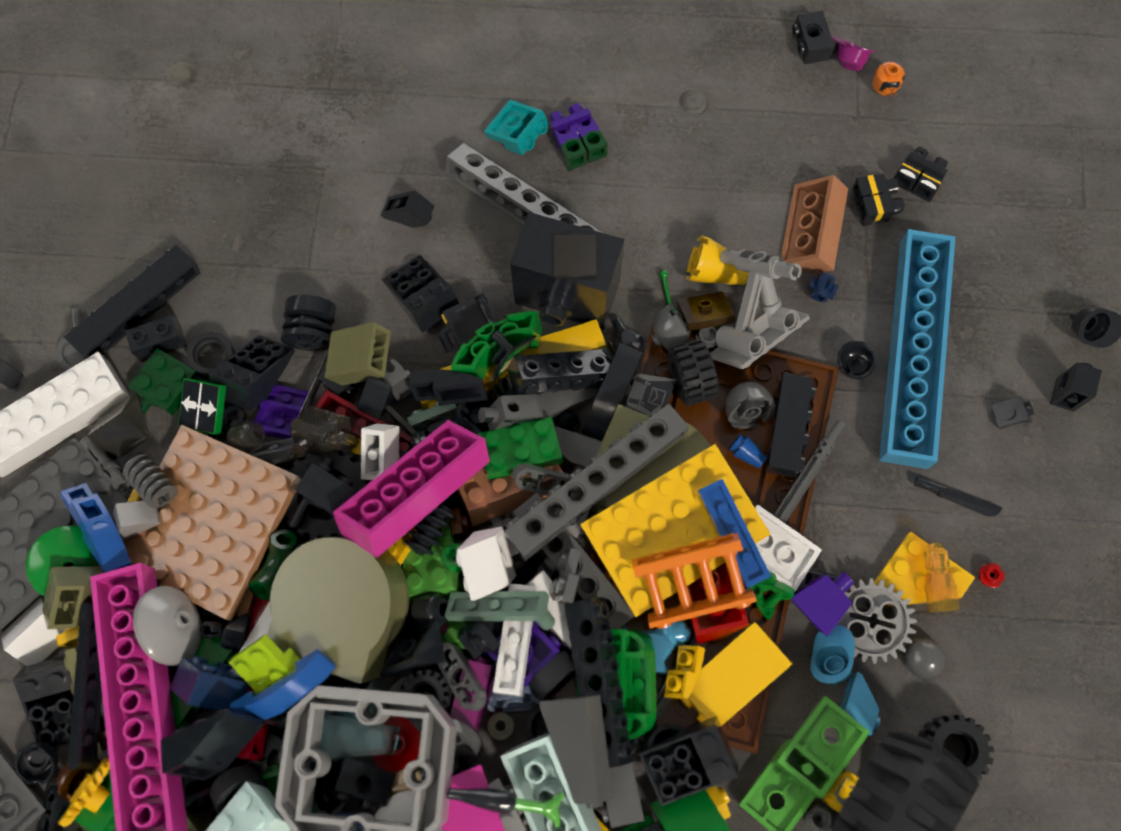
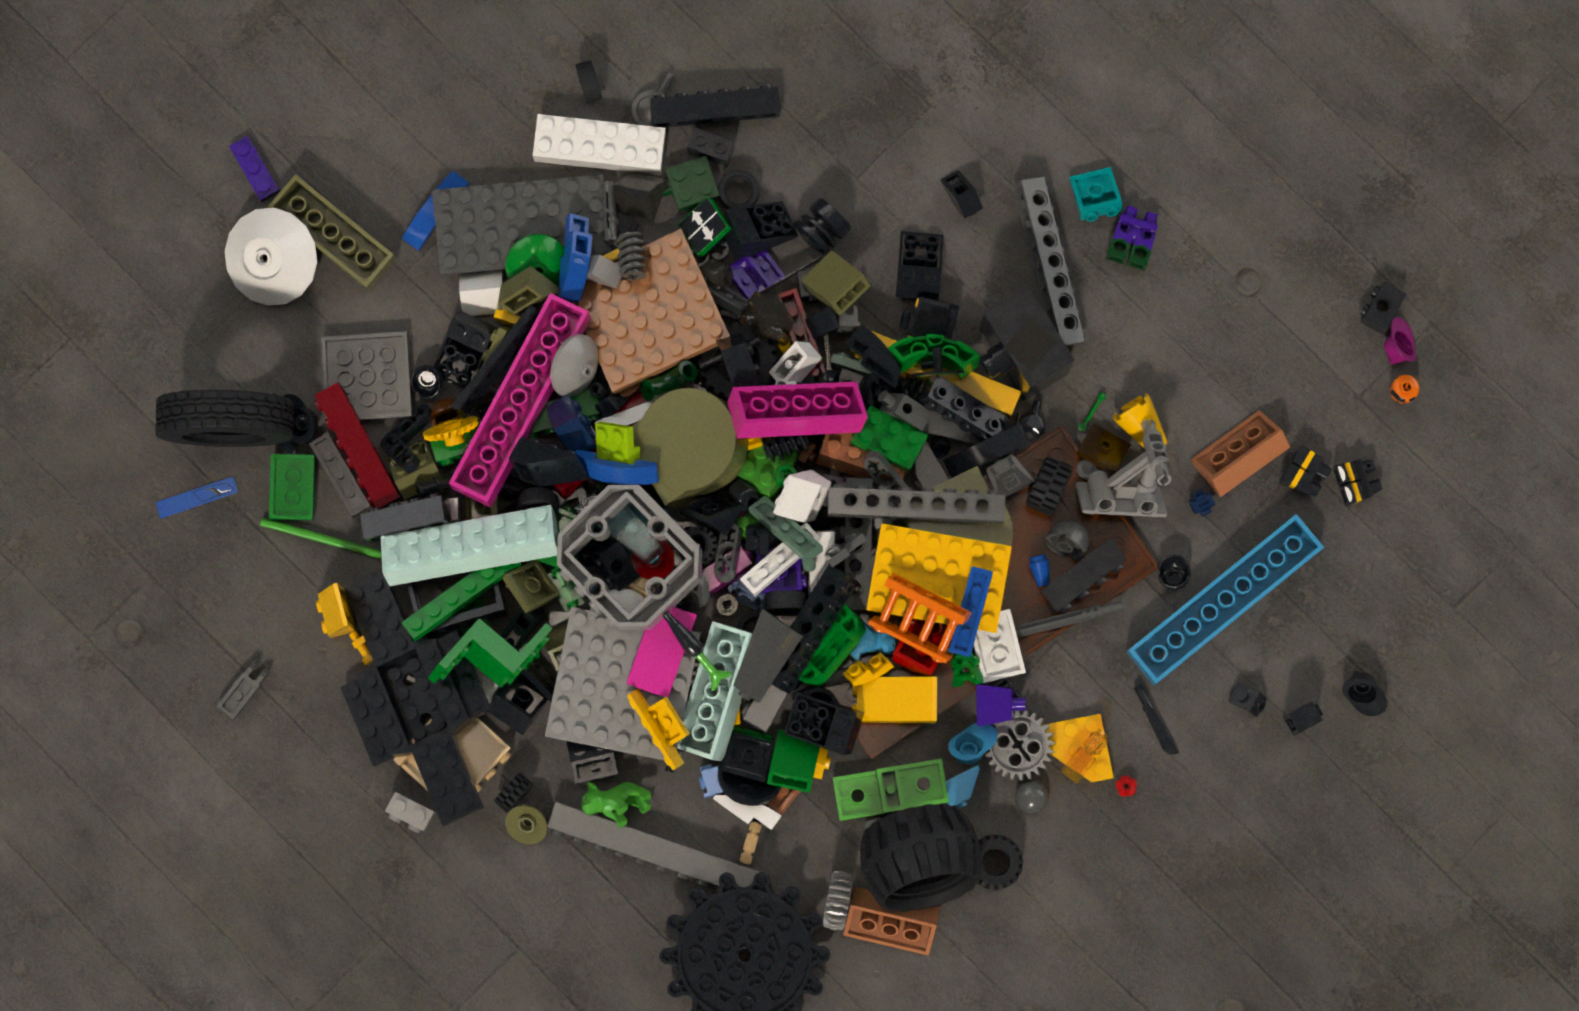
camera: 40 degrees right, 10 degrees up
(669, 328) = (1065, 442): dark grey cylinder -> none

